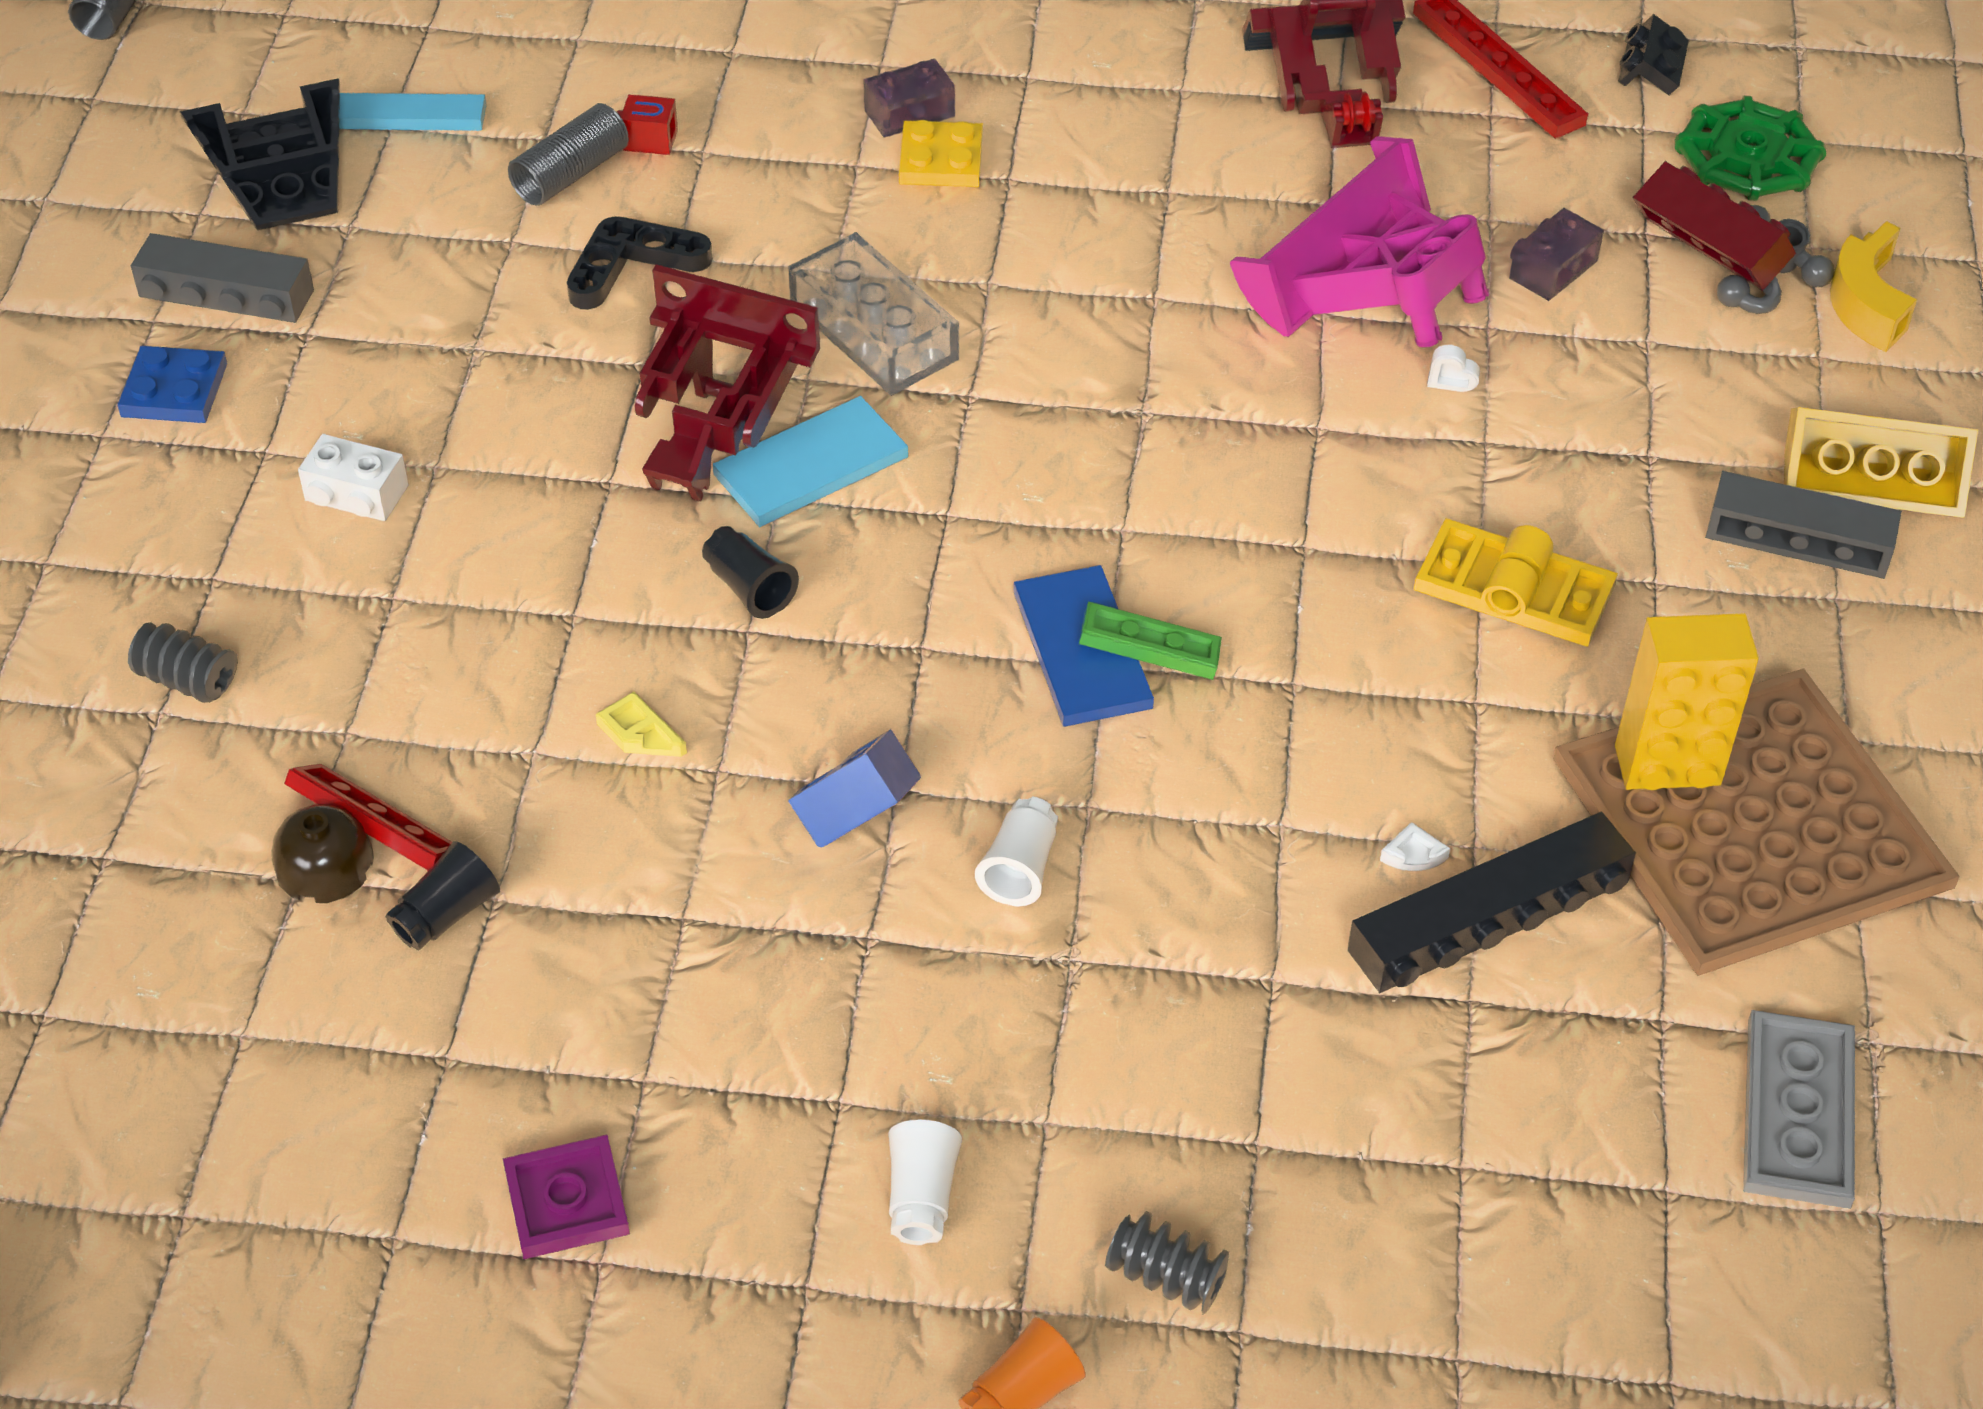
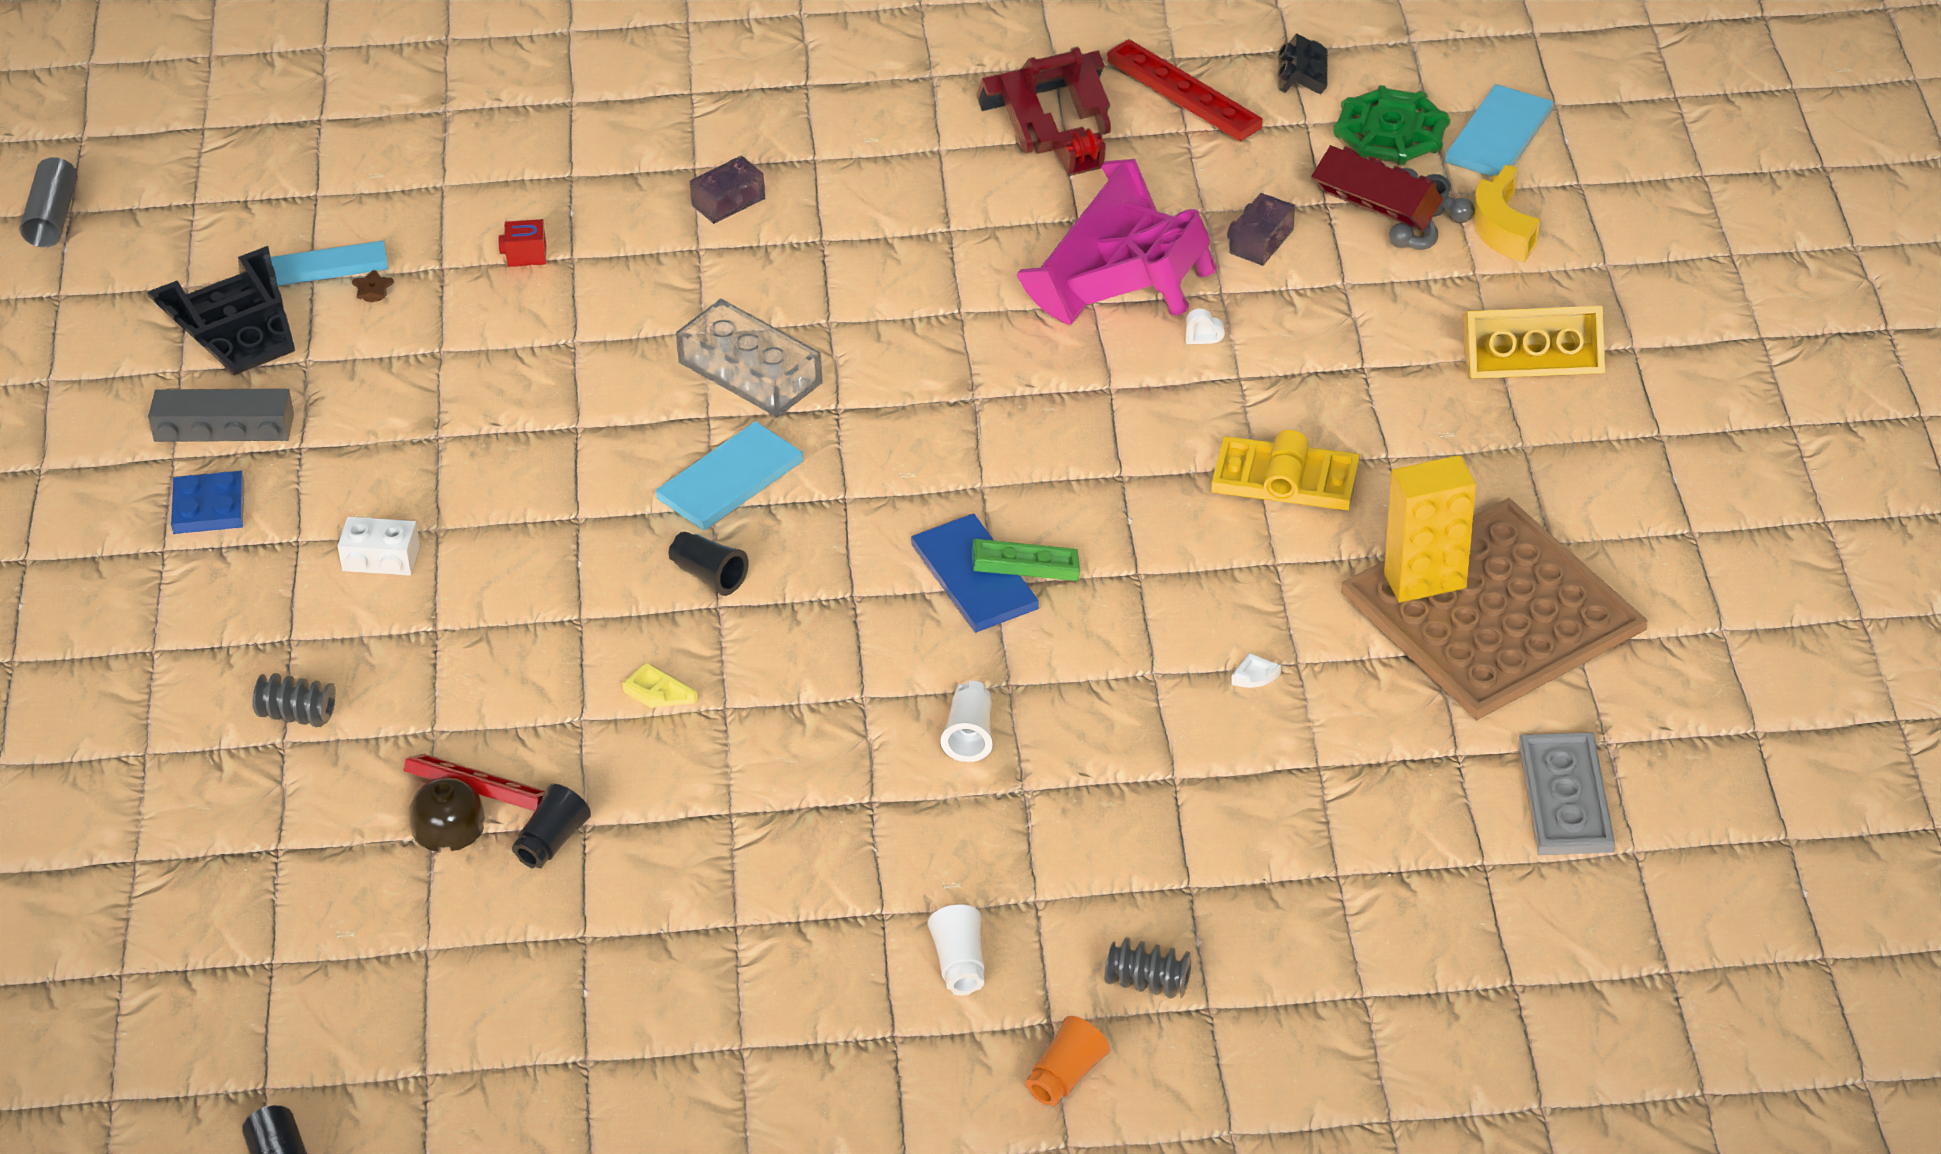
camera: 10 degrees left, 5 degrees down
(454, 149) = (372, 287): none -> reddish brown plate
(565, 1196) = (705, 1007): magenta plate -> none
(568, 154) = (468, 276): dark grey piece -> none
(624, 240) = (526, 338): black beam -> none
(685, 353) = (613, 415): dark red container -> none
(856, 789) = (835, 700): panel -> none
(941, 153) = (763, 228): yellow plate -> none
(1490, 902) = (1318, 696): black brick -> none
(1804, 524) = (1488, 396): dark grey brick -> none
(1886, 176) = (1499, 130): none -> medium azure tile

